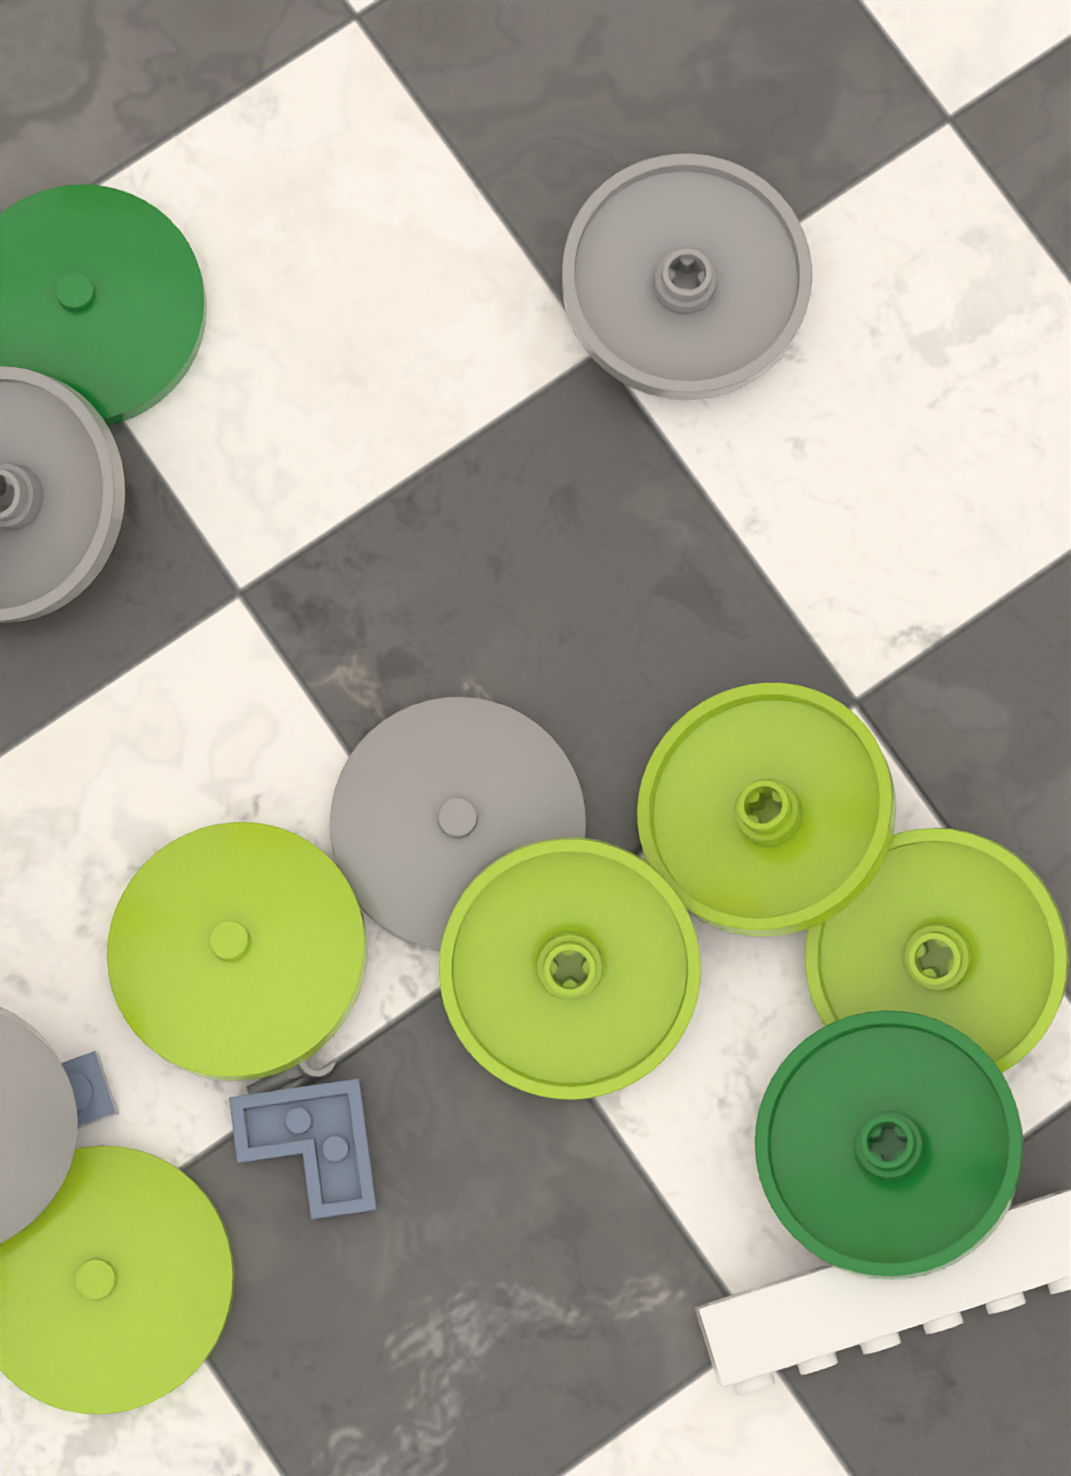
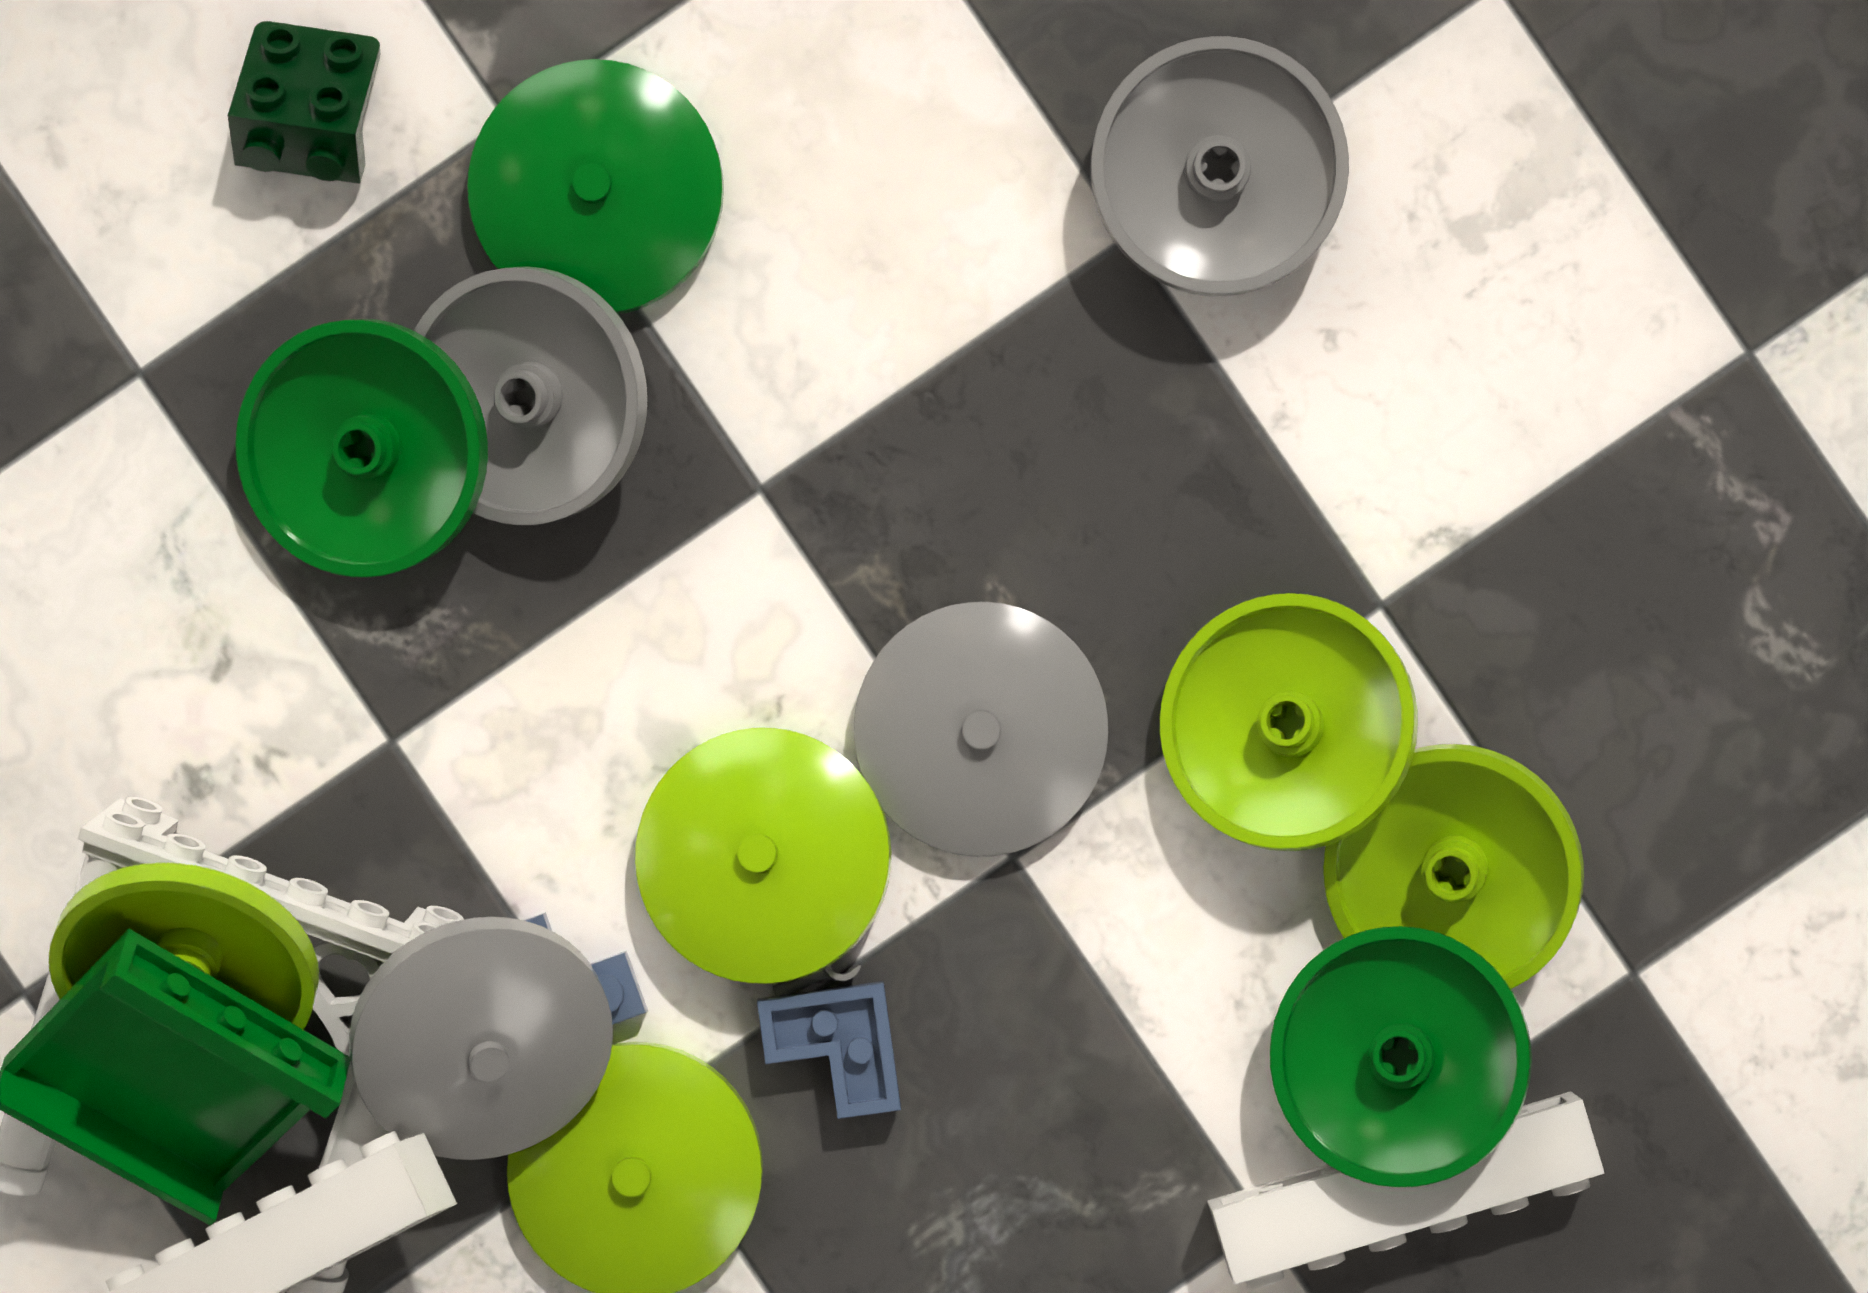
camera: 10 degrees right, 10 degrees up
(569, 968) = (1091, 878): lime dish -> none

